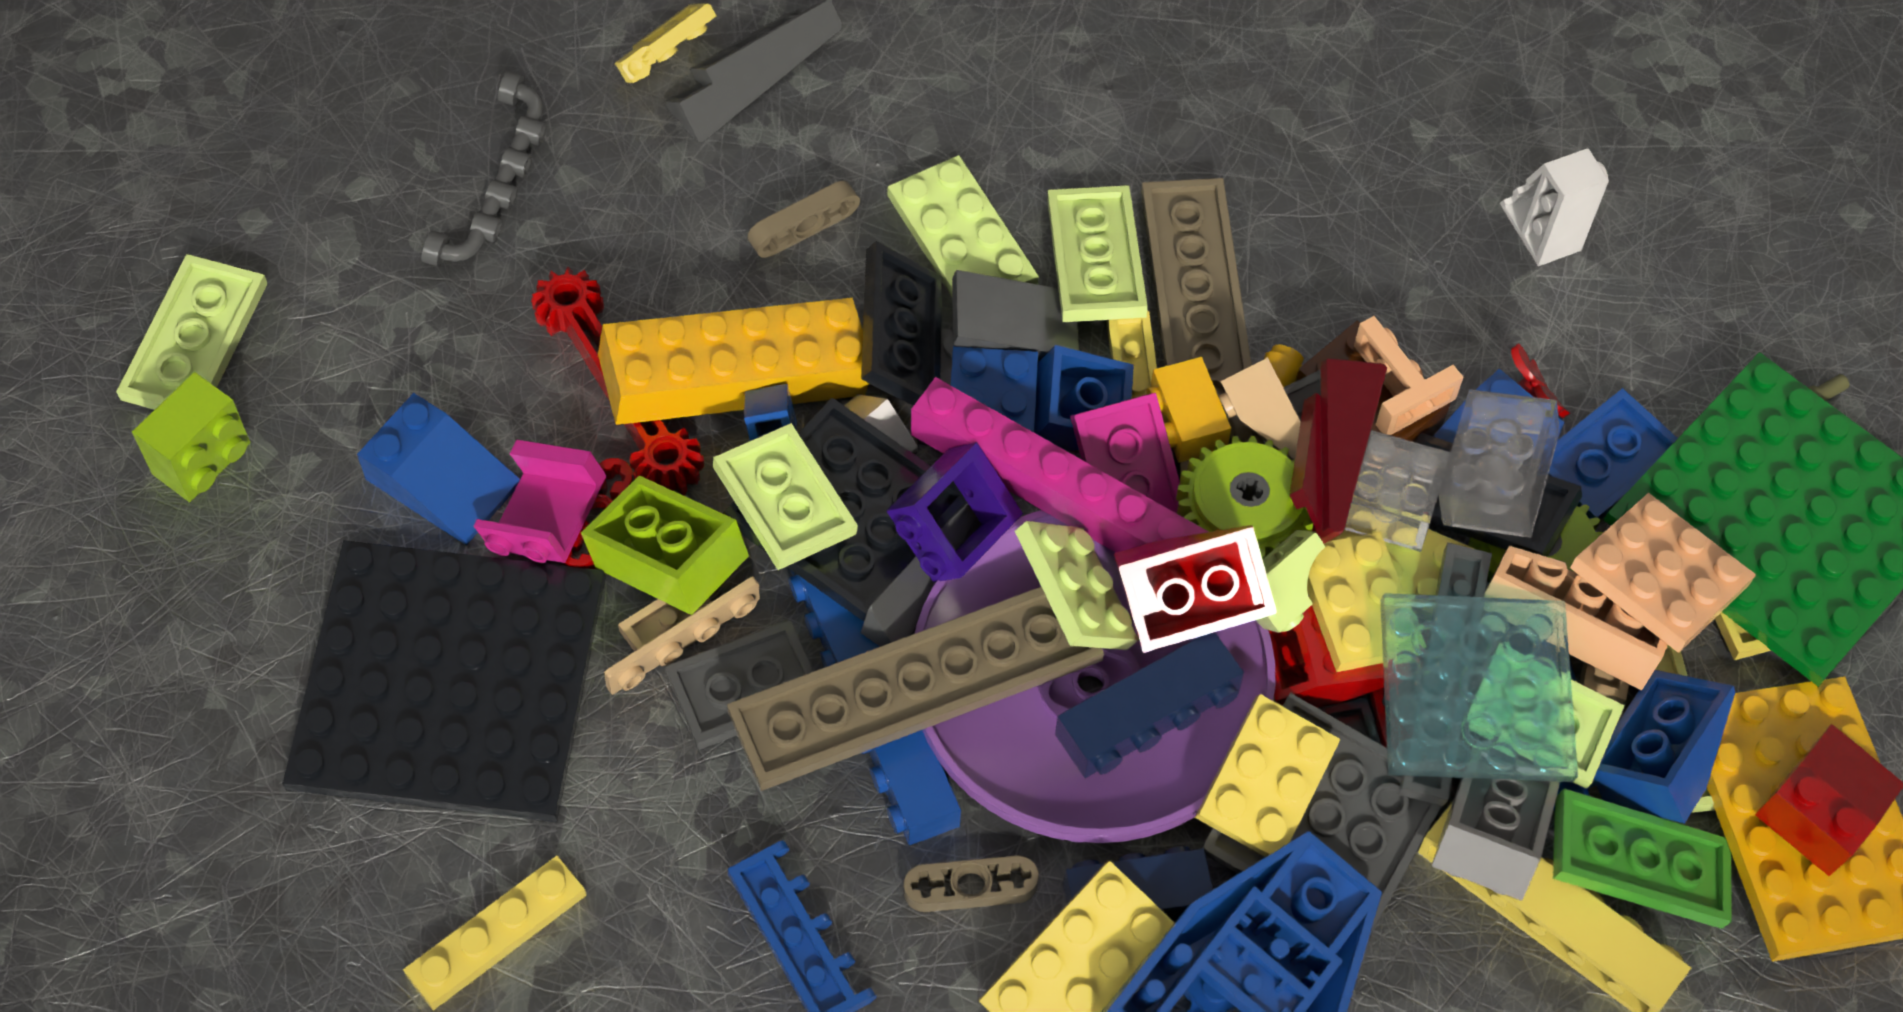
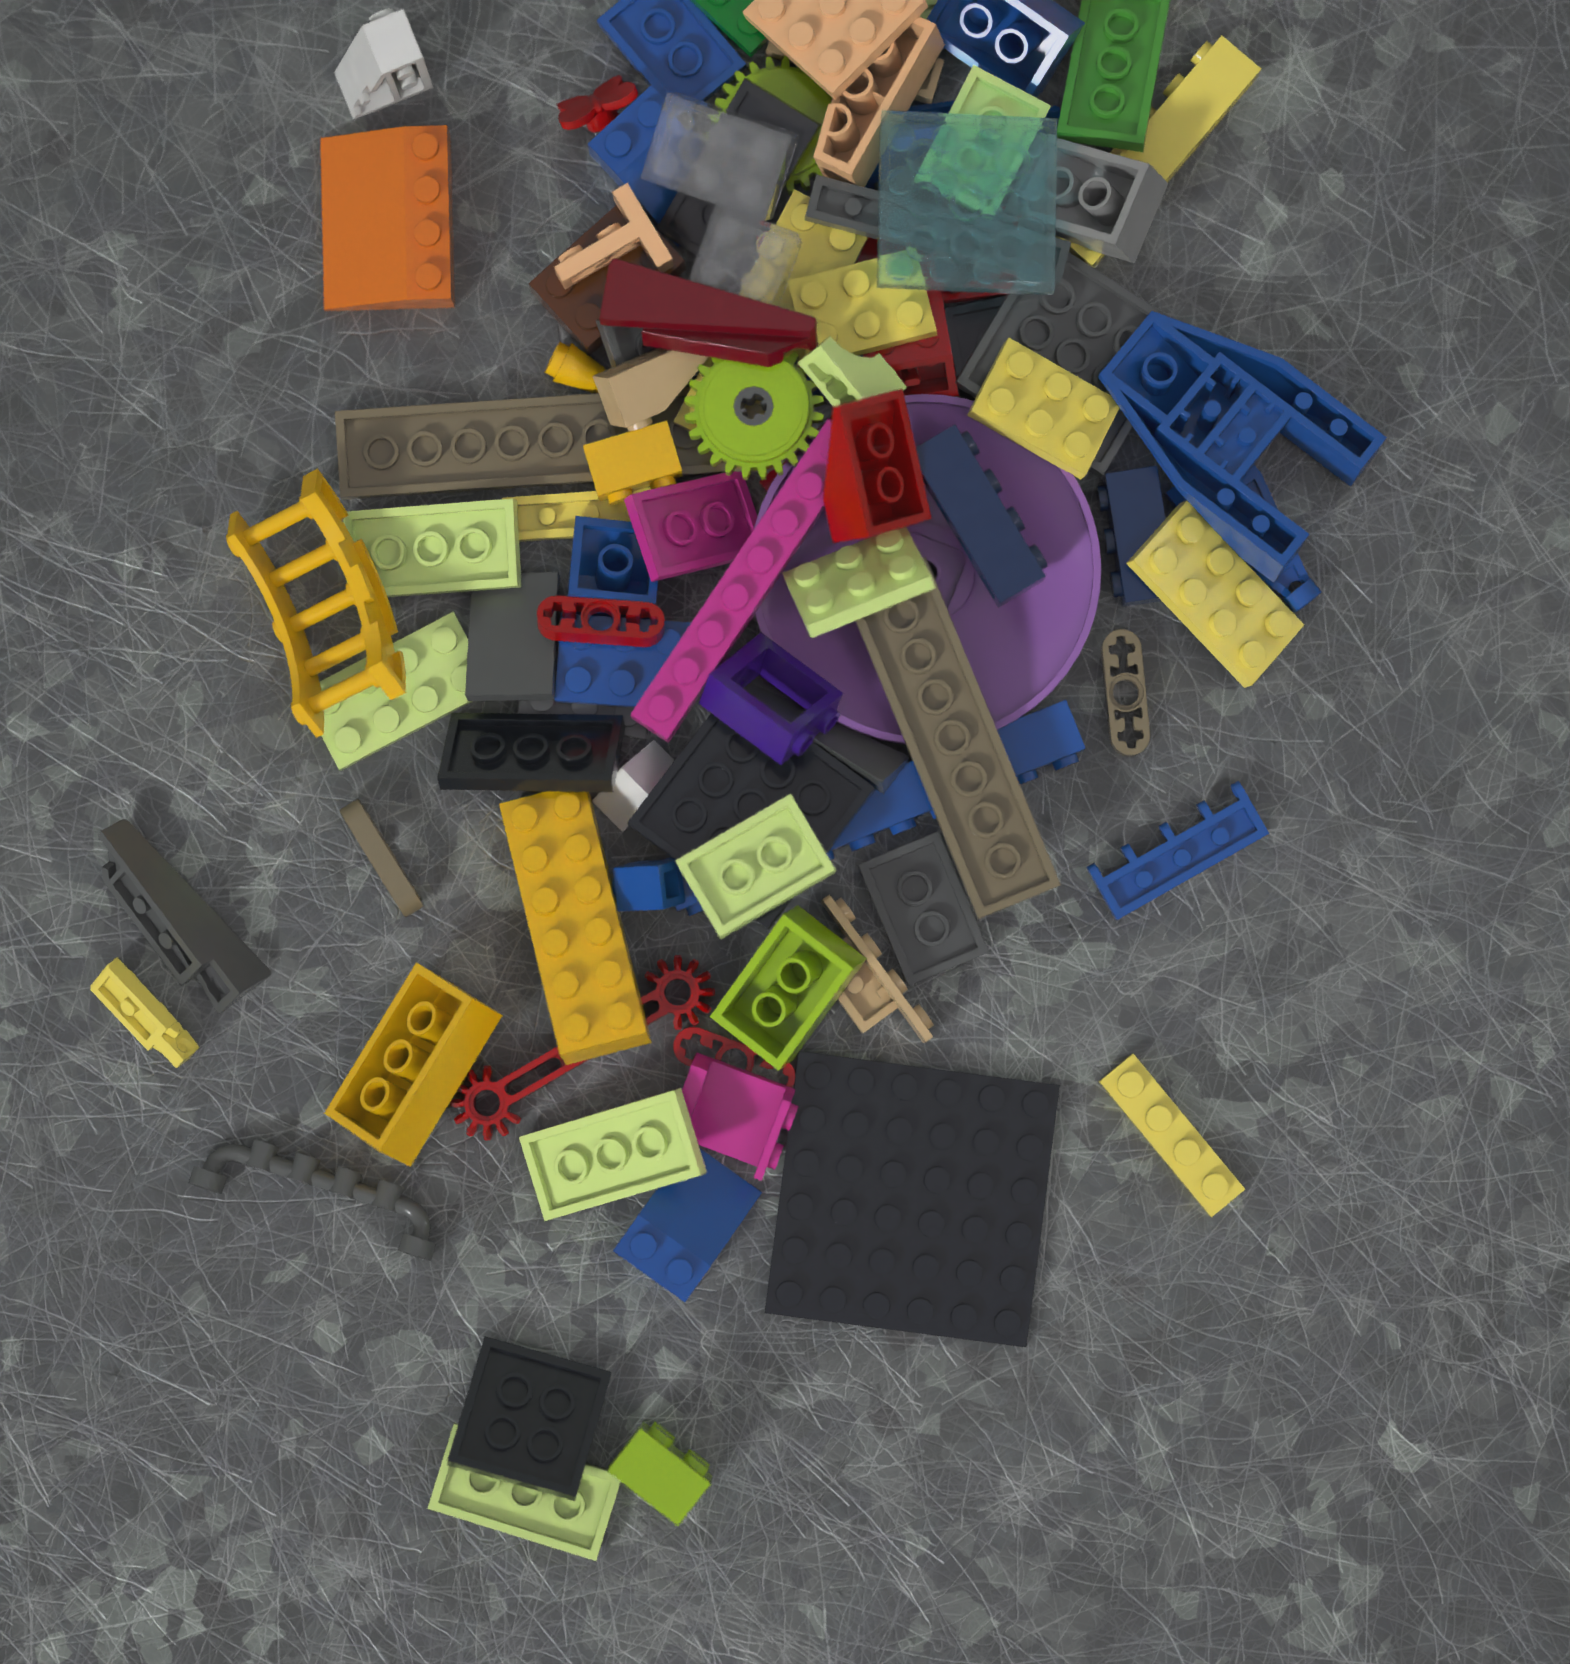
camera: 90 degrees left, 25 degrees up
(259, 332) = (529, 1418): none -> black plate
(508, 397) = (613, 1154): none -> yellowish green plate
(604, 231) = (413, 1064): none -> yellow brick
(981, 155) = (363, 589): none -> yellow fence
(1039, 360) = (612, 636): none -> red beam
(1408, 229) = (388, 219): none -> orange slope

